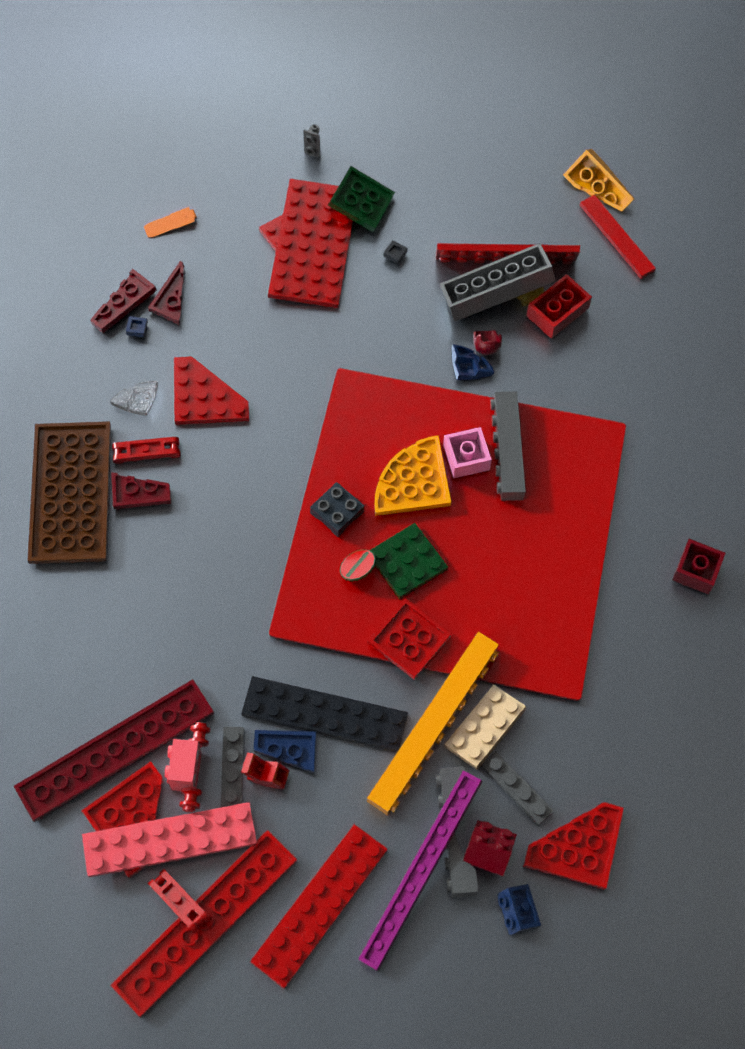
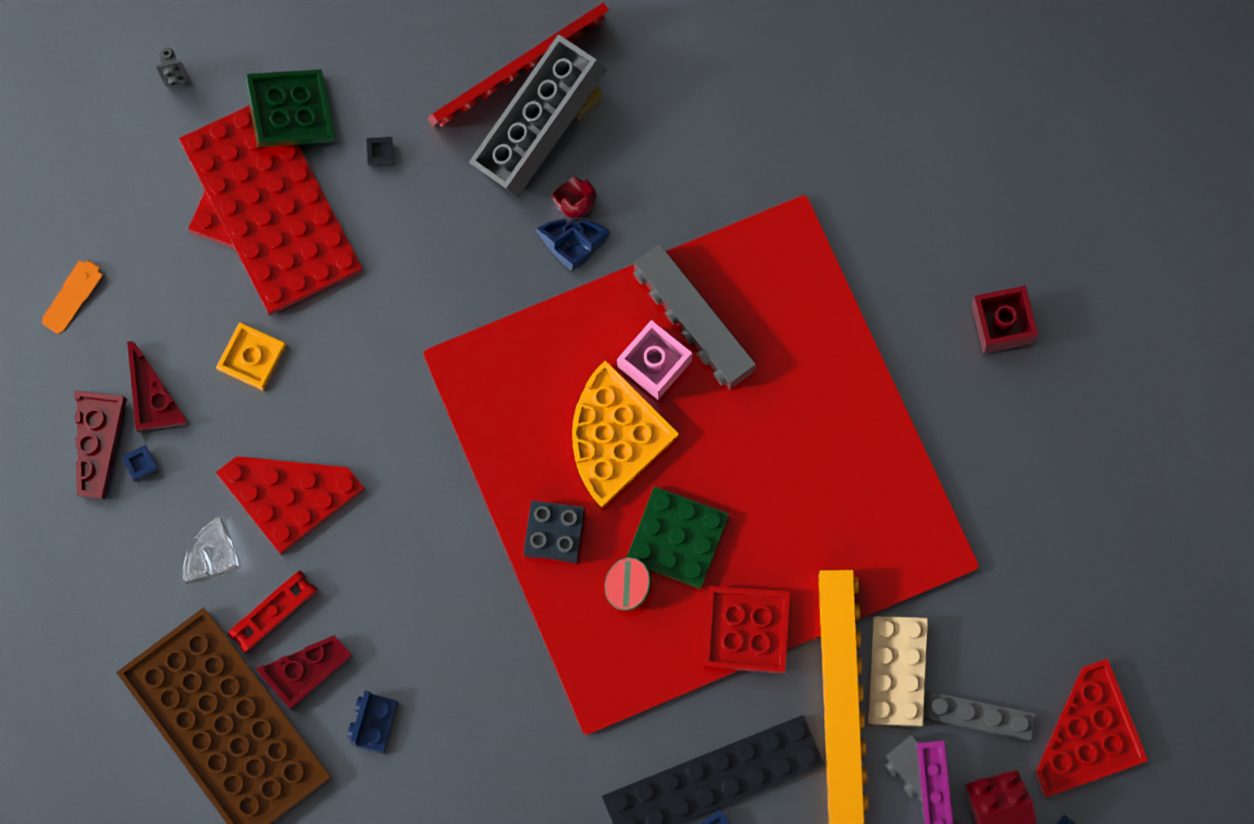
camera: 30 degrees left, 10 degrees up
(153, 545) = (372, 722): none -> dark blue bracket
(241, 312) = (251, 356): none -> light orange tile
(559, 306) = (628, 94): red brick -> none

